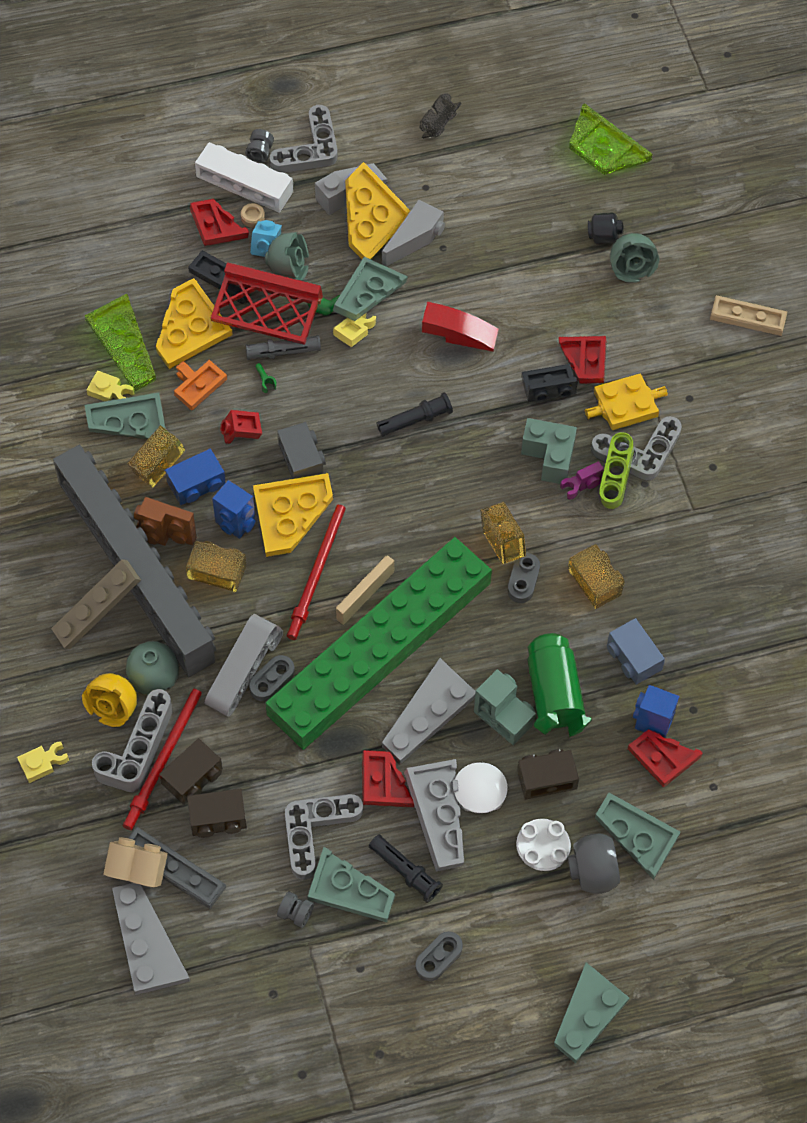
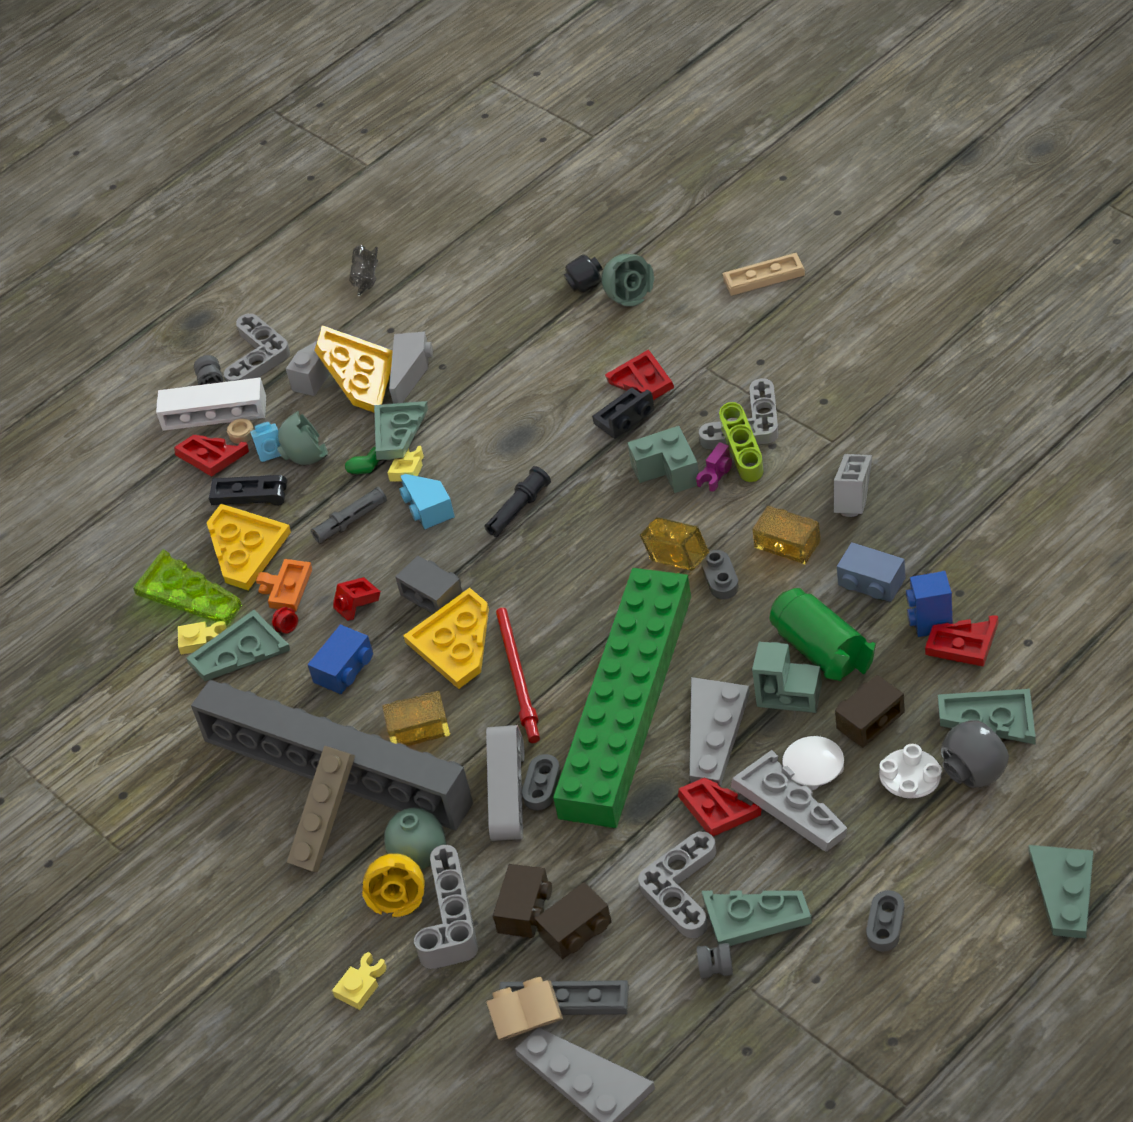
camera: 20 degrees left, 15 degrees down
(140, 802) = (487, 959): red bar -> none
(156, 455) = (290, 660): clear yellow brick -> none
(165, 521) = (343, 701): dark orange plate -> none
(177, 414) = (284, 620): none -> red plate
(234, 510) = (401, 660): blue brick -> none
(265, 378) = (351, 549): green hand -> none
(276, 286) = (305, 466): red fence -> none
(349, 371) = (427, 500): none -> medium azure slope
(365, 590) = (577, 661): tan tile -> none
(414, 875) = (807, 867): black pin -> none
(459, 327) = (505, 413): red slope -> none
(605, 144) = (533, 215): clear neon green wing -> none
(626, 401) = (705, 391): yellow plate -> none
(678, 560) = (852, 484): none -> light grey slope

